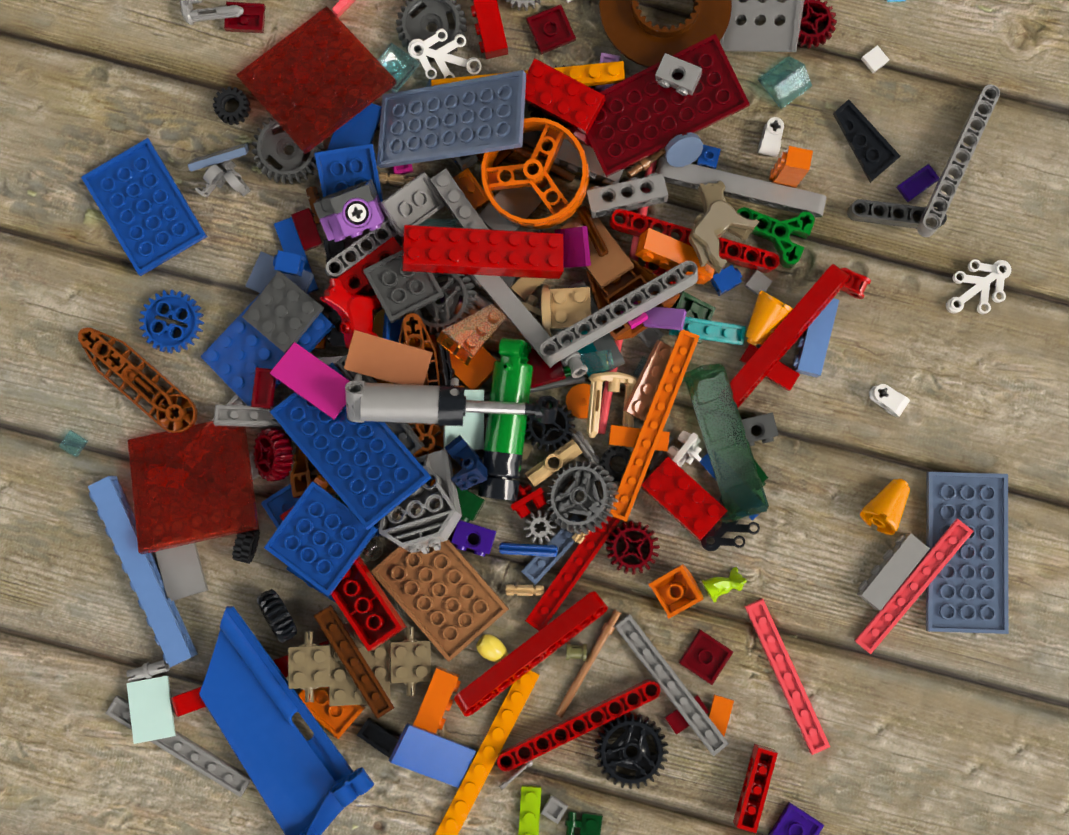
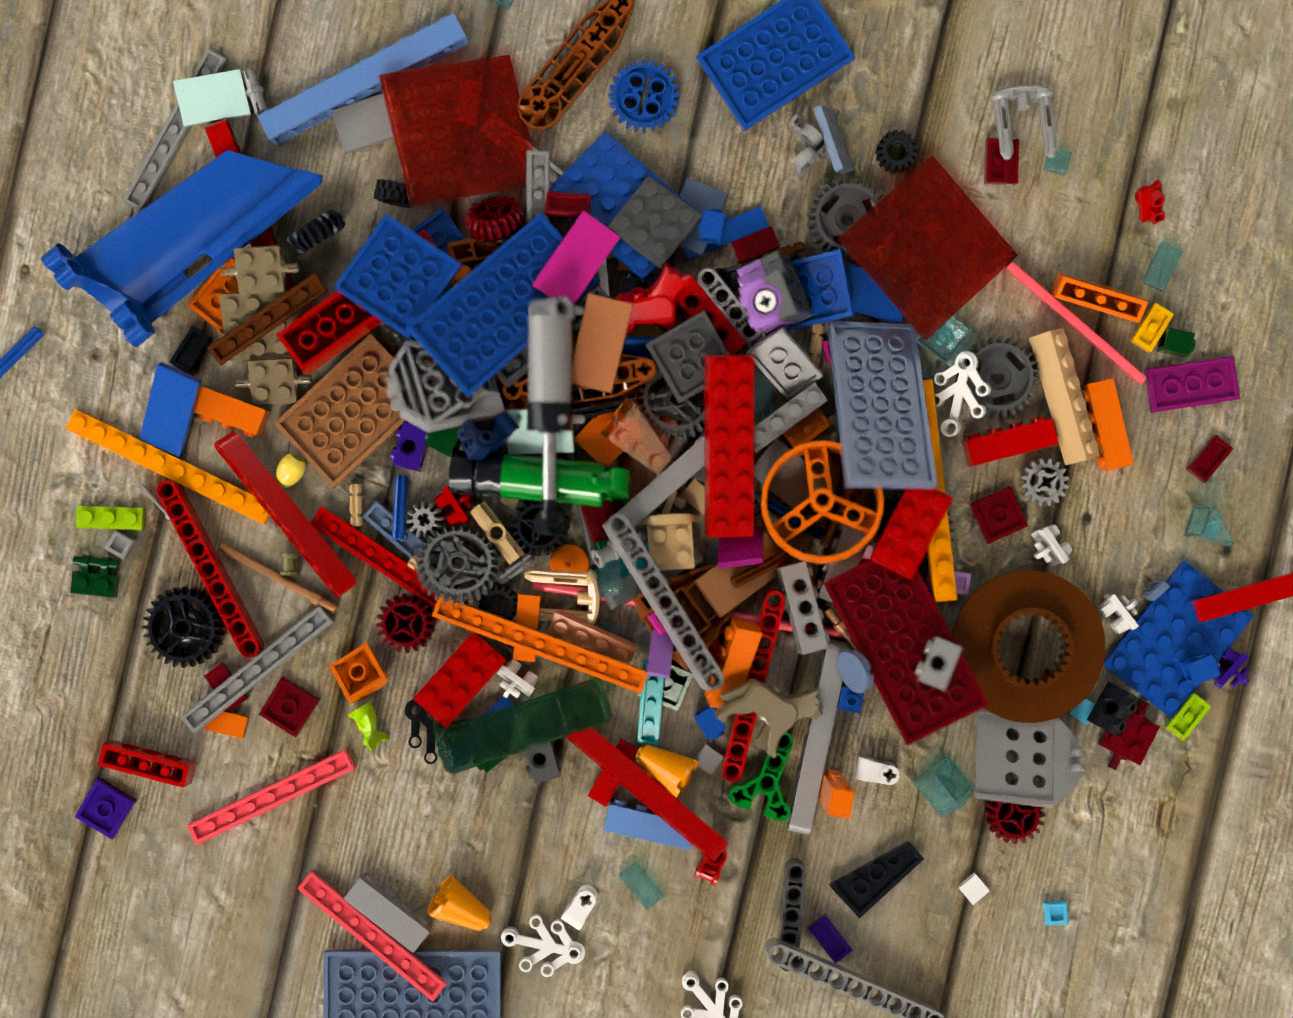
camera: 85 degrees right, 5 degrees up
(543, 211) = (781, 510): none -> blue axle
(578, 273) = (712, 554): none -> clear light blue tile
(870, 345) = (641, 885): none -> clear light blue tile
(923, 431) = (546, 945): none -> white plant

